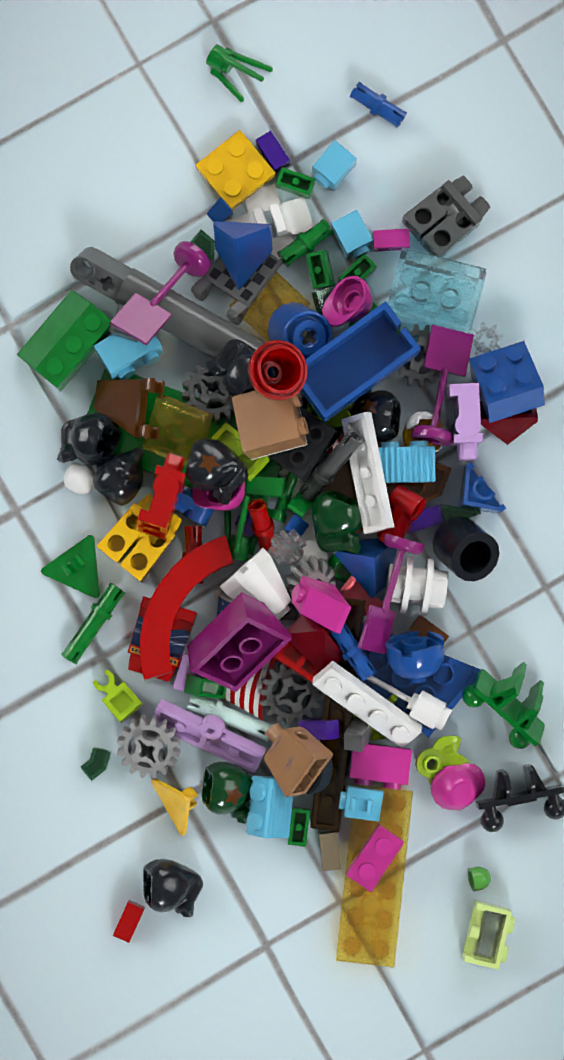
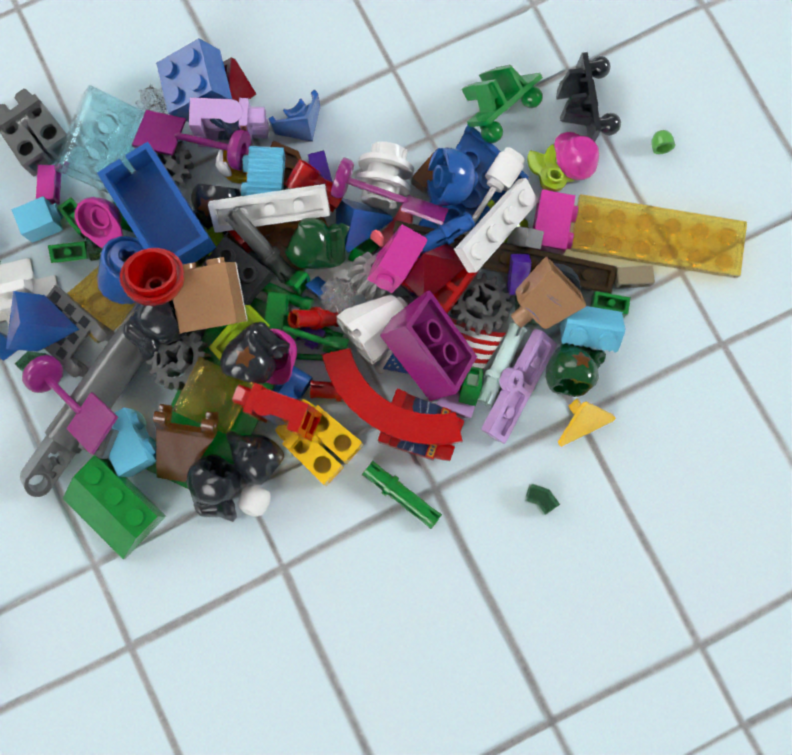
camera: 90 degrees left, 5 degrees down
(77, 568) = (344, 509): green piece -> none
(120, 698) = (479, 471): lime plate -> none
(128, 921) = (699, 475): red piece -> none
(146, 758) = (517, 439): light grey gear -> none
(171, 886) = (667, 431): black piece -> none
(305, 242) = (40, 264): green pin -> none
(361, 803) = (592, 237): medium azure brick -> none
(374, 857) = (645, 228): dark pink brick -> none
(452, 511) = (317, 139): clear green piece -> none
(465, 548) = (351, 126): black piece -> none
(488, 935) = (716, 136): yellowish green window -> none

